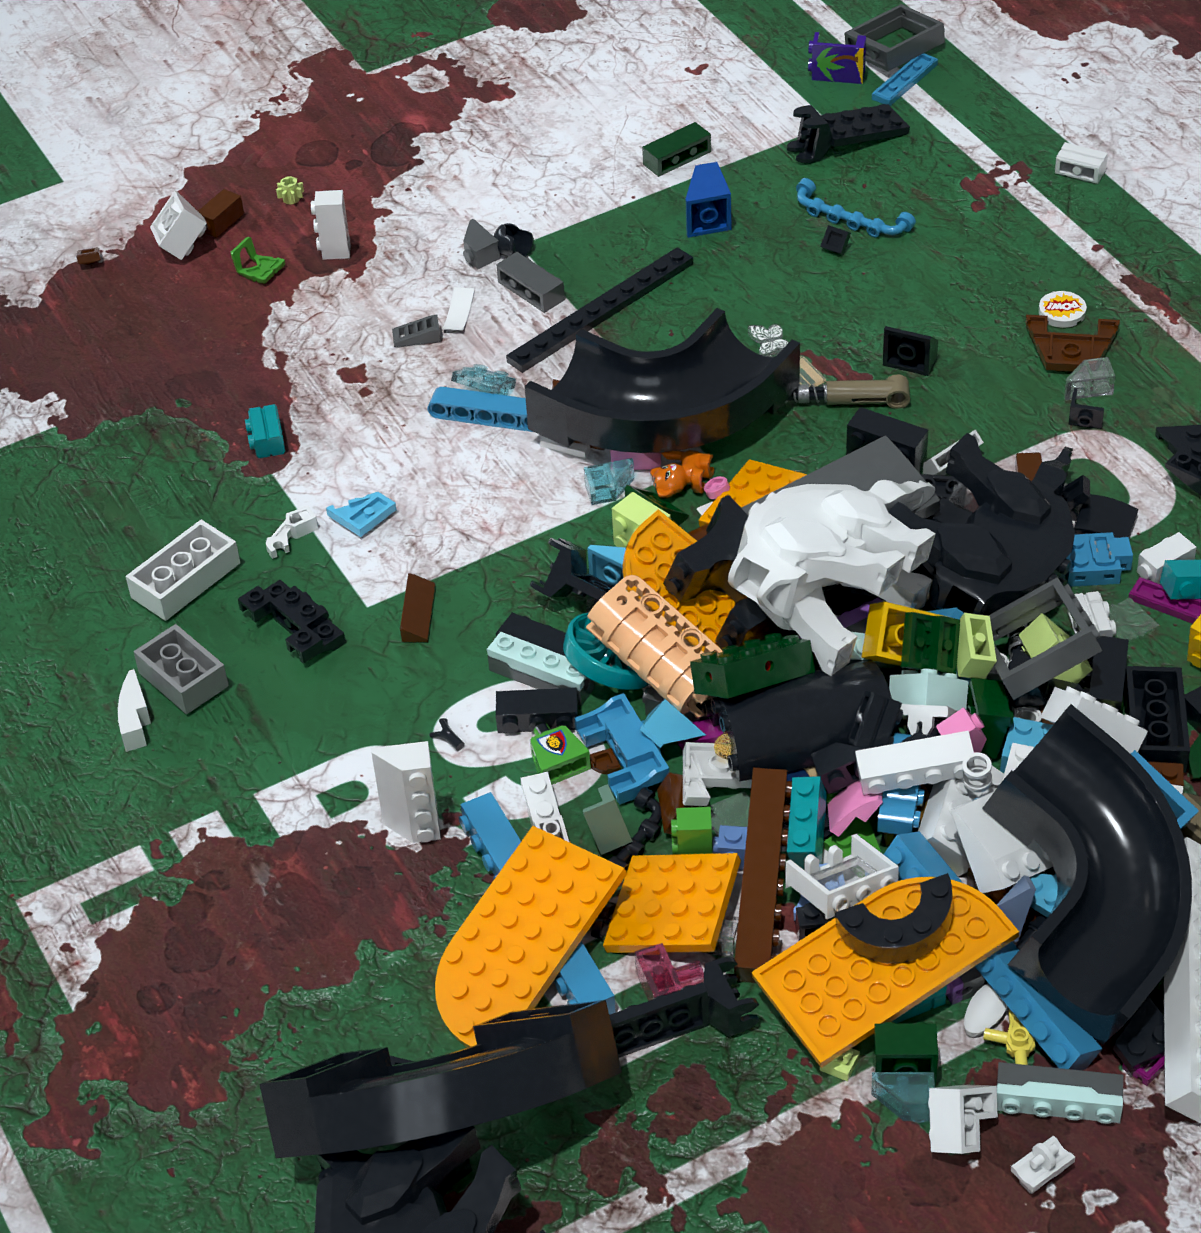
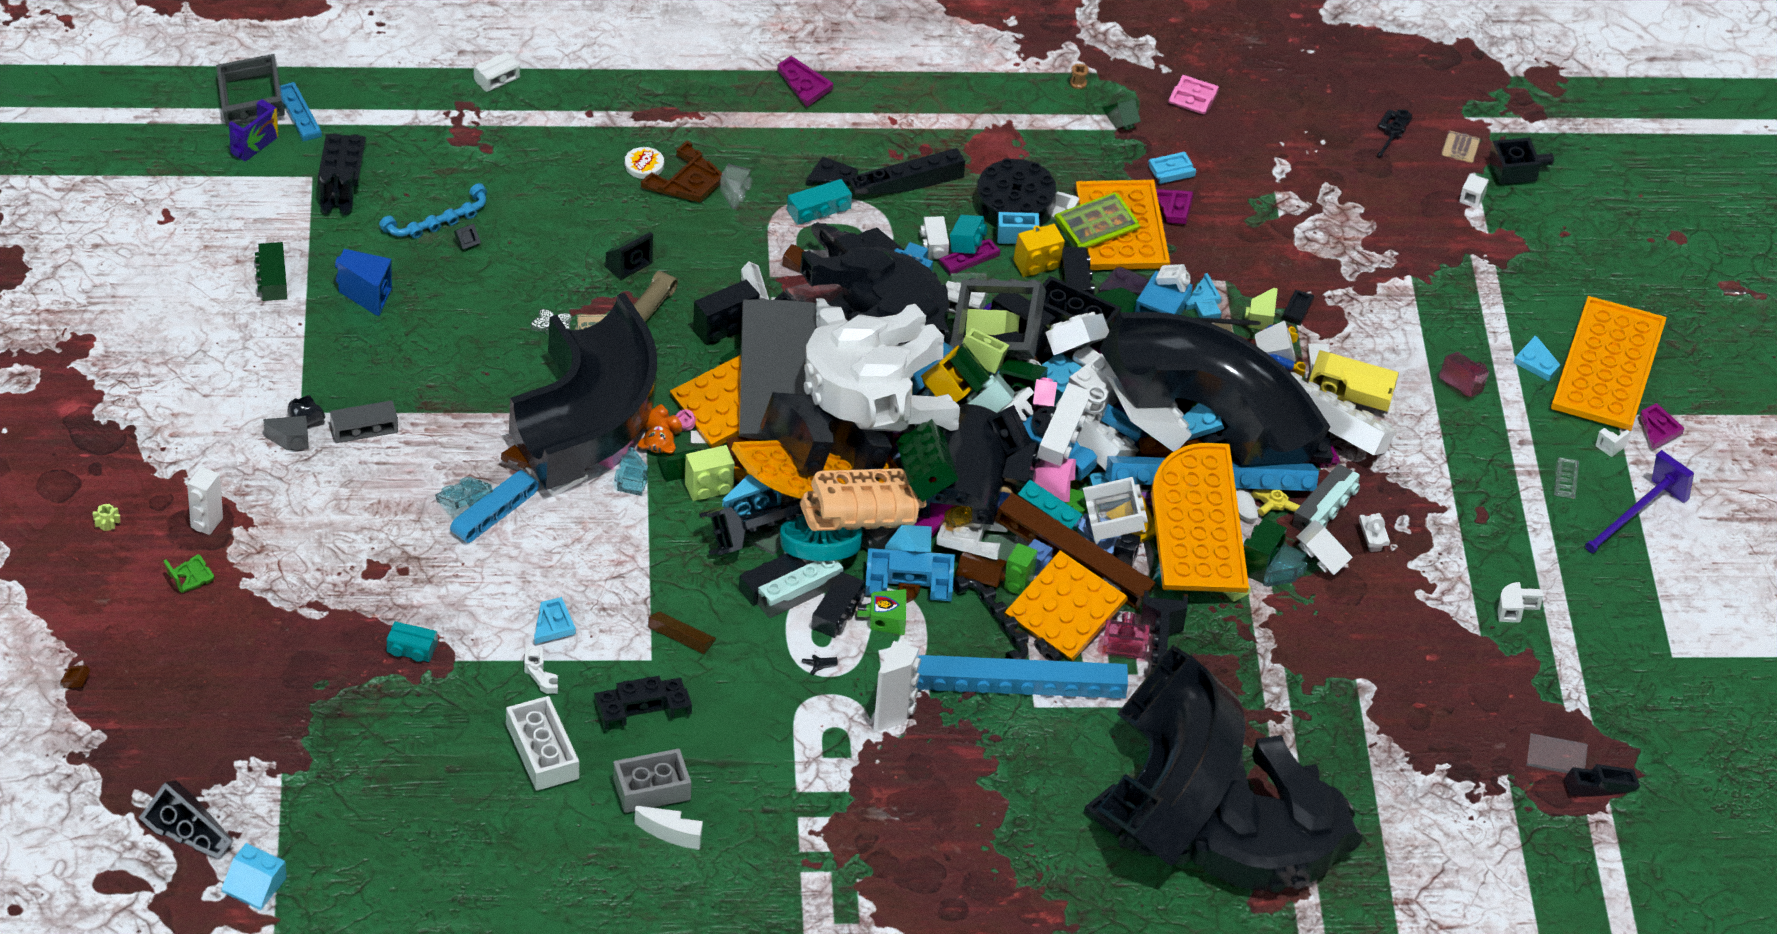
camera: 70 degrees left, 0 degrees up
(178, 226) = (98, 600): white slope -> none
(221, 212) = (102, 570): reddish brown brick -> none
(417, 332) = (364, 498): dark grey slope -> none
(459, 308) = (351, 478): white sticker -> none
(522, 931) = (1048, 690): light orange plate -> none
(542, 805) = (947, 643): white slope -> none
(599, 310) = (427, 399): black plate -> none
(607, 822) = (976, 606): sand green panel -> none
(900, 938) = (1204, 483): black brick -> none
(1017, 902) = (1200, 431): sand blue slope -> none
(1085, 415) = (763, 208): black bracket -> none
(1129, 449) = (819, 201): none -> teal brick

